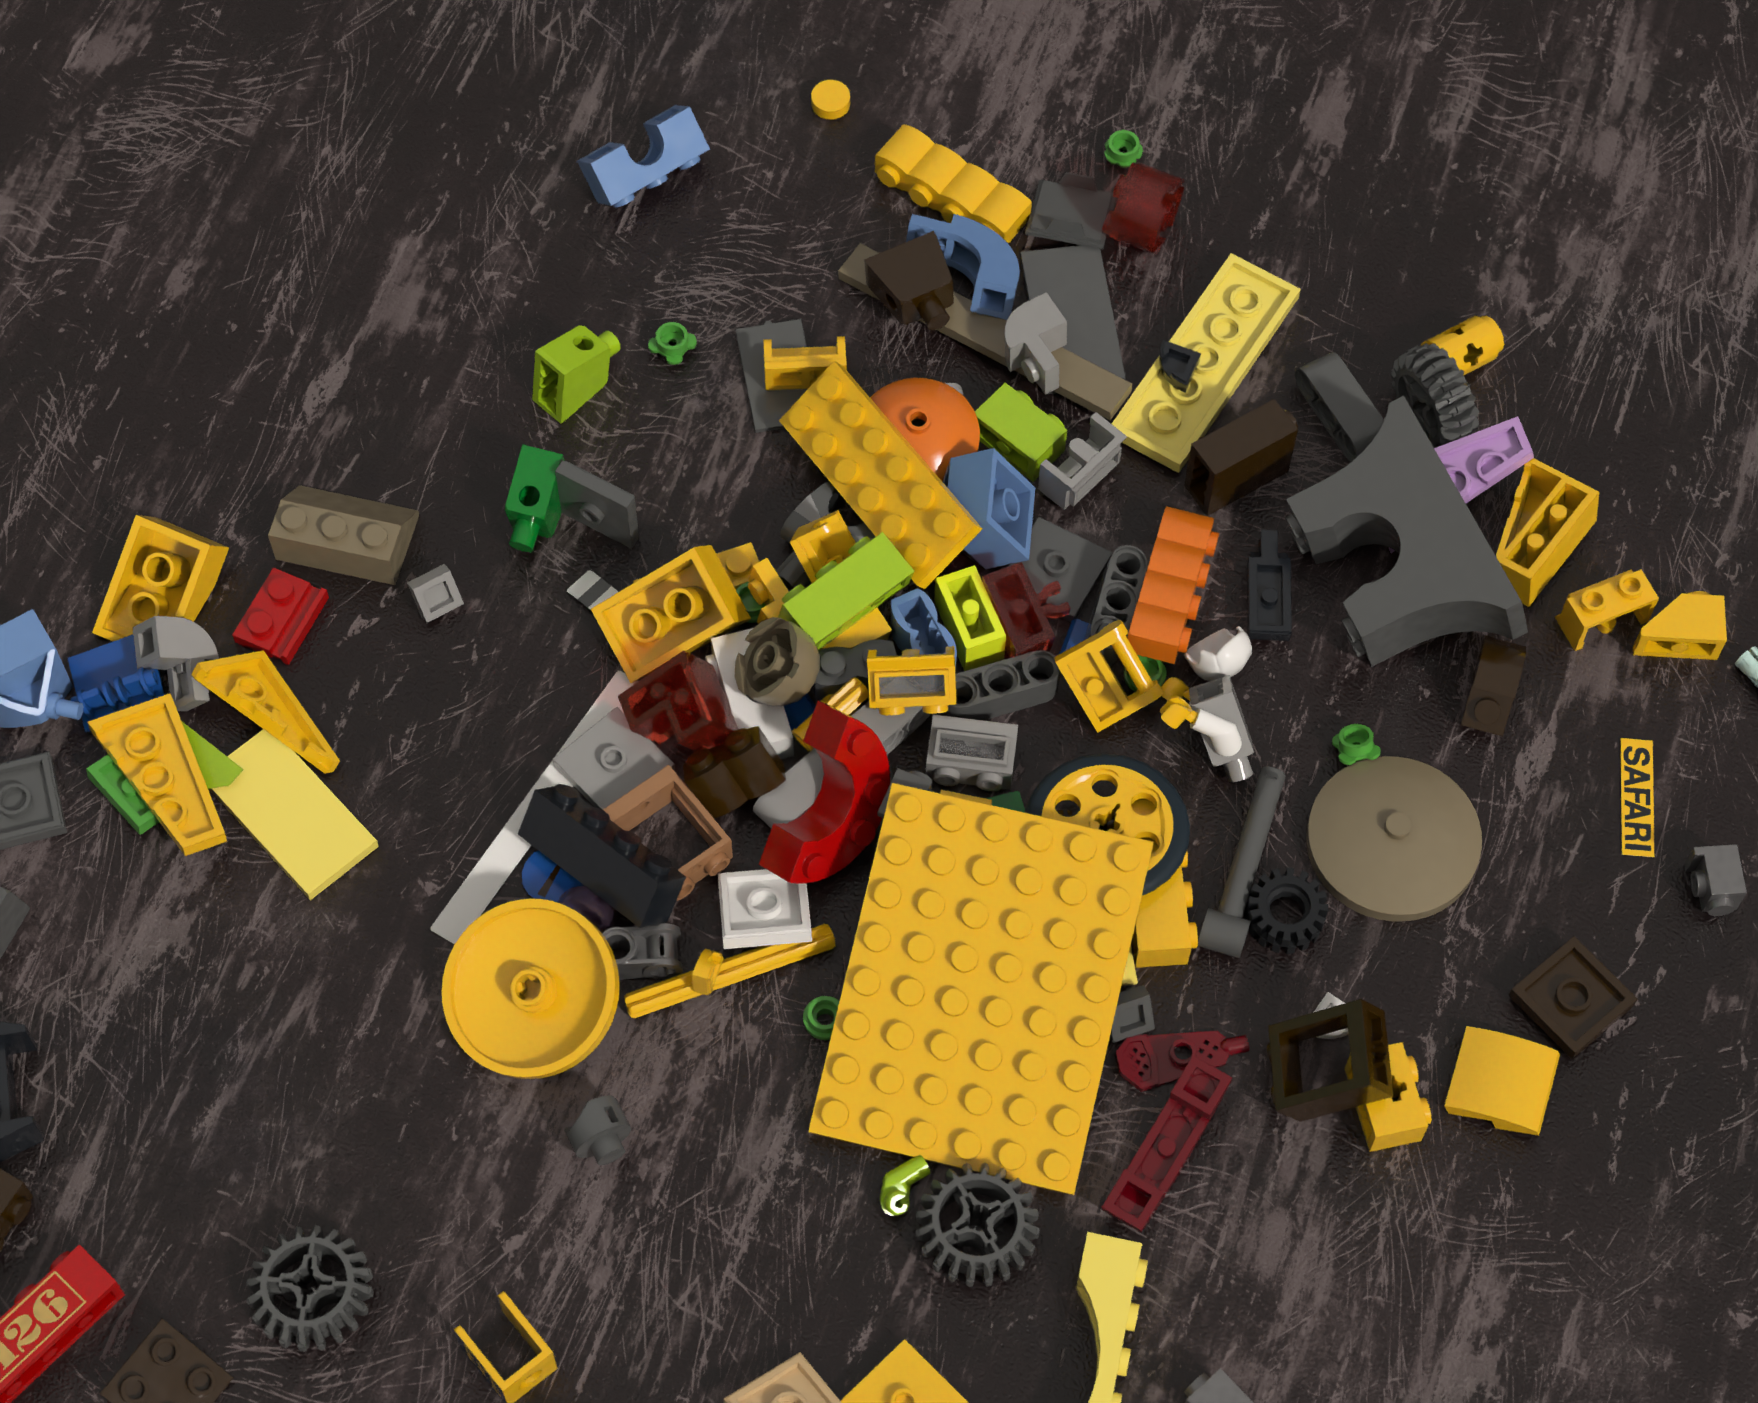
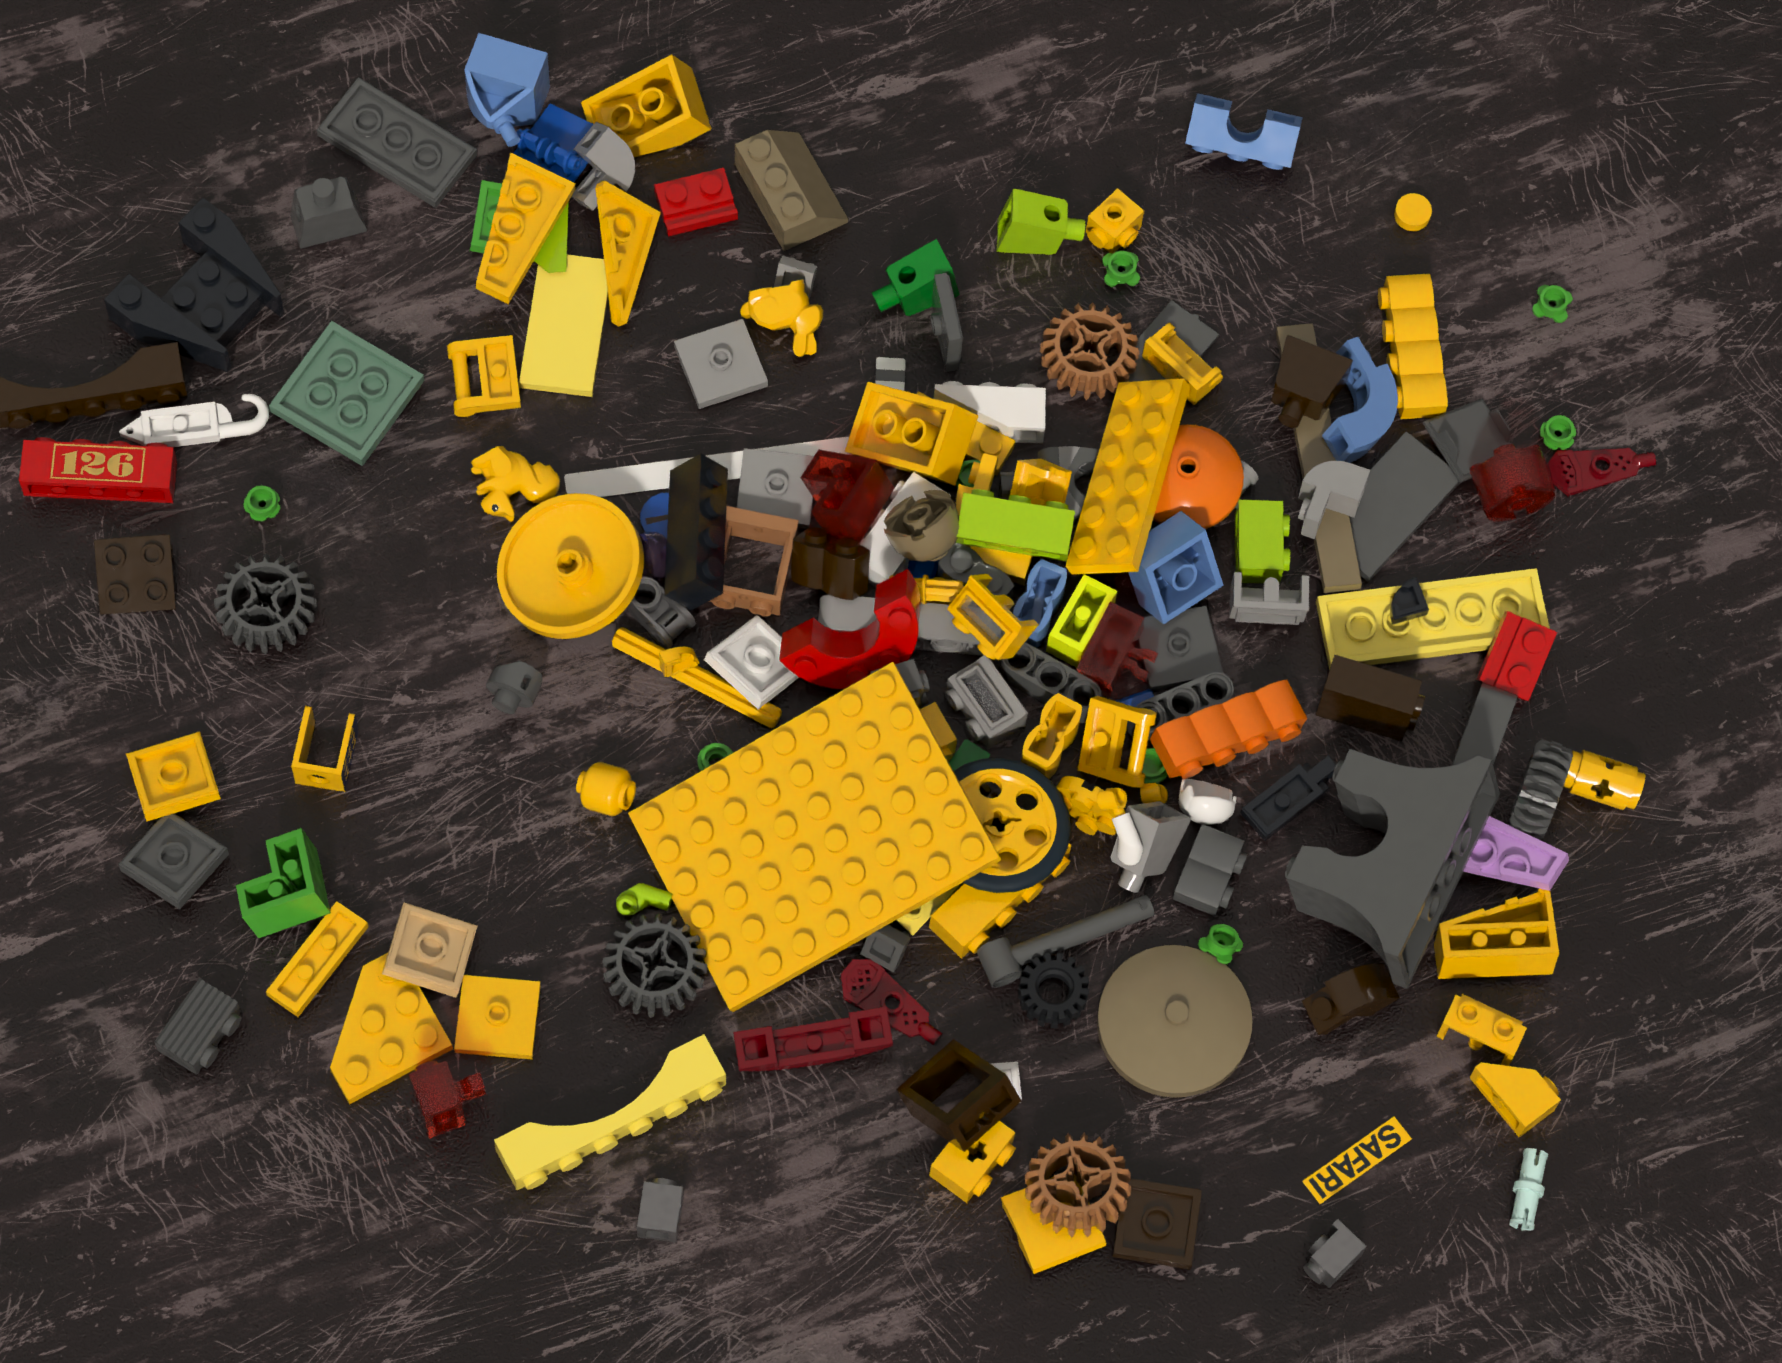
camera: 45 degrees right, 5 degrees up
(68, 1210) = (193, 424): none -> white plate
(172, 1050) = (346, 393): none -> sand green plate
(206, 1201) = (262, 494): none -> bright green plate
(280, 906) = (496, 372): none -> yellow plate
(388, 972) = (506, 475): none -> yellow animal
(452, 716) = (720, 363): none -> light grey plate
(457, 620) = (786, 308): none -> yellow animal
(629, 311) = (1114, 222): none -> yellow brick
(707, 407) = (1105, 335): none -> medium nougat gear
(725, 521) = (1009, 410): none -> white slope
(769, 1131) = (606, 789): none -> yellow head
(1009, 58) = (1555, 294): none -> bright green plate
(1053, 723) = (1053, 735): none -> yellow brick
(1151, 743) = (1084, 807): none -> yellow plate
(1176, 159) = (1587, 475): none -> dark red piece
(1283, 701) = (1209, 870): none -> dark grey brick
(1295, 325) = (1516, 655): none -> red plate
(1466, 1010) = (1049, 1193): none -> medium nougat gear

